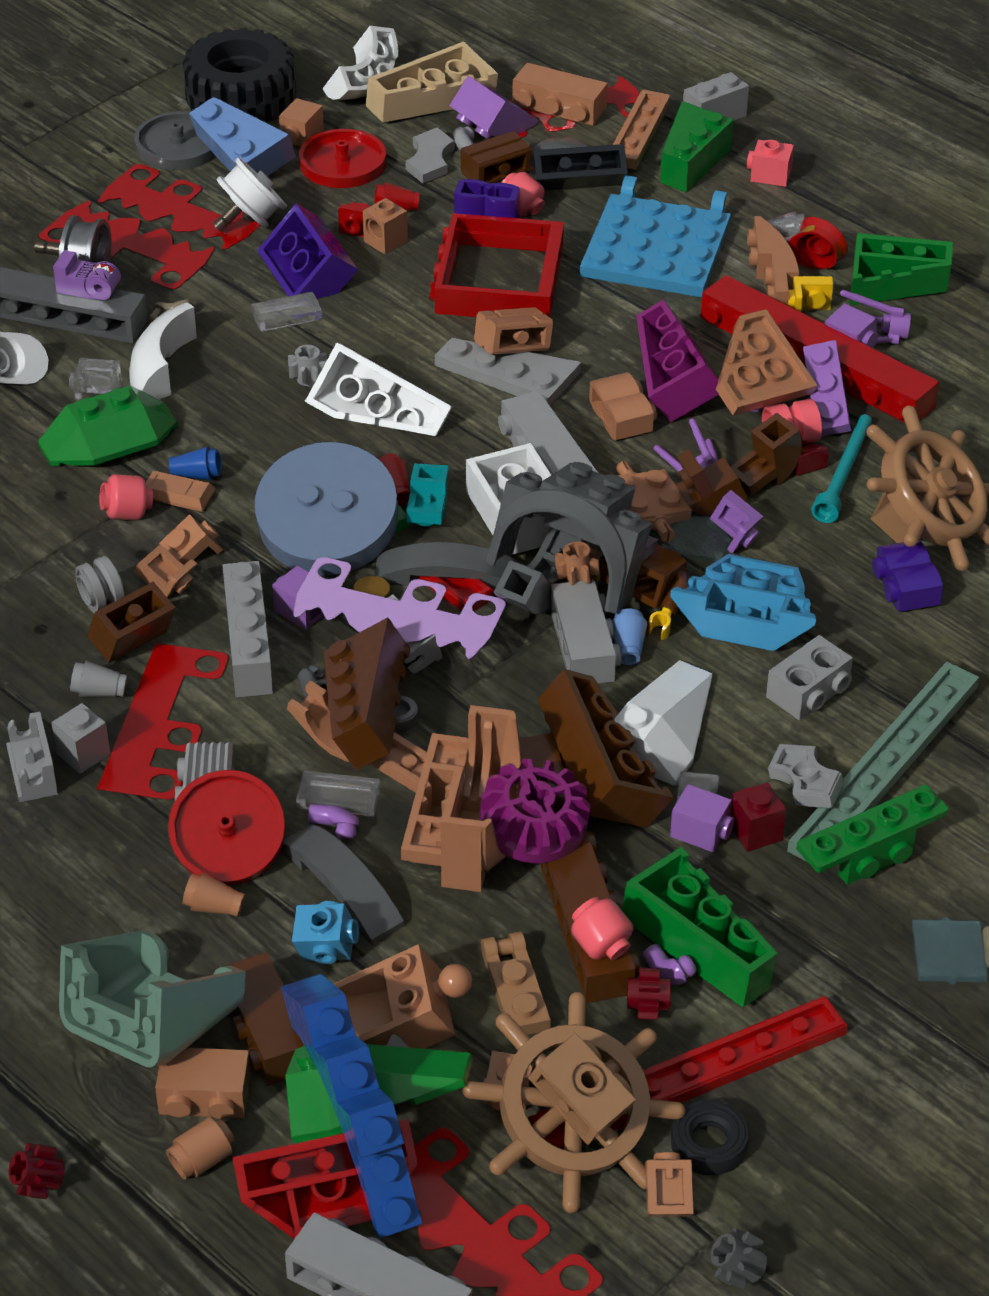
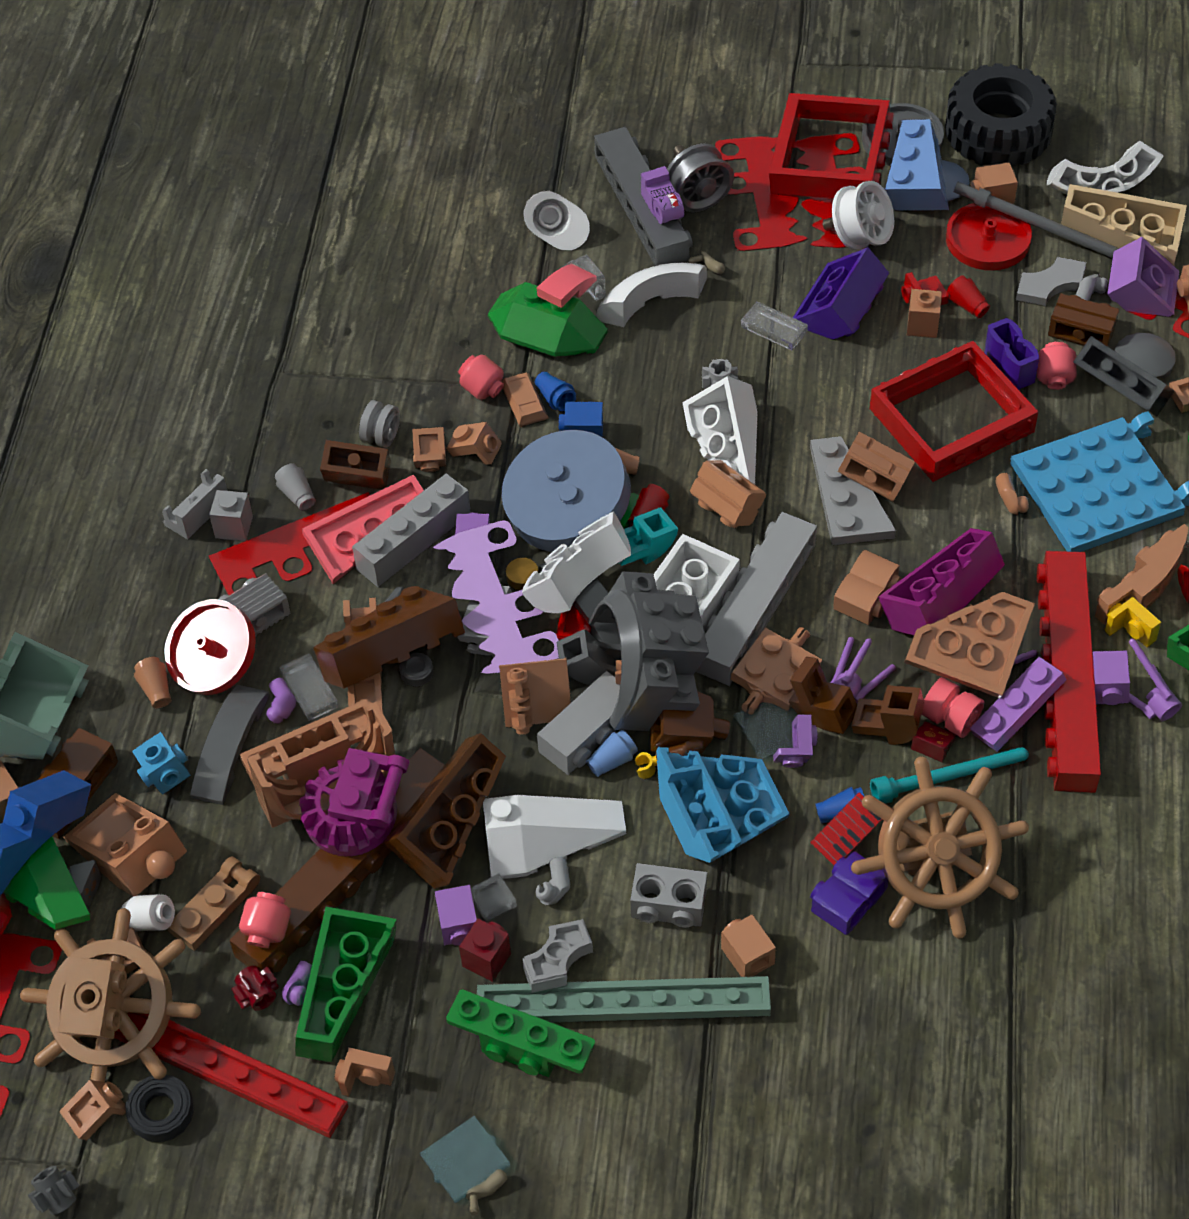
camera: 55 degrees right, 10 degrees up
(107, 382) = (565, 284): none -> coral slope
(160, 210) = (832, 108): none -> red window
(201, 661) = (337, 533): none -> coral wing
(252, 462) = (582, 416): none -> blue brick
(313, 131) = (984, 198): none -> dark grey bar
(419, 533) = (576, 566): none -> white brick
(441, 423) = (727, 493): none -> nougat brick
(480, 1031) = (150, 912): none -> white brick
(525, 641) = (534, 692): none -> nougat hinge
(540, 776) = (358, 783): none -> magenta plate
(618, 288) = (1008, 494): none -> nougat arm
(727, 742) = (557, 886): none -> light grey arm
(804, 963) = (365, 1066): none -> nougat bracket
(822, 533) = (832, 806): none -> blue cone
(851, 540) = (845, 830): none -> red tile
(904, 659) = (747, 946): none -> nougat brick

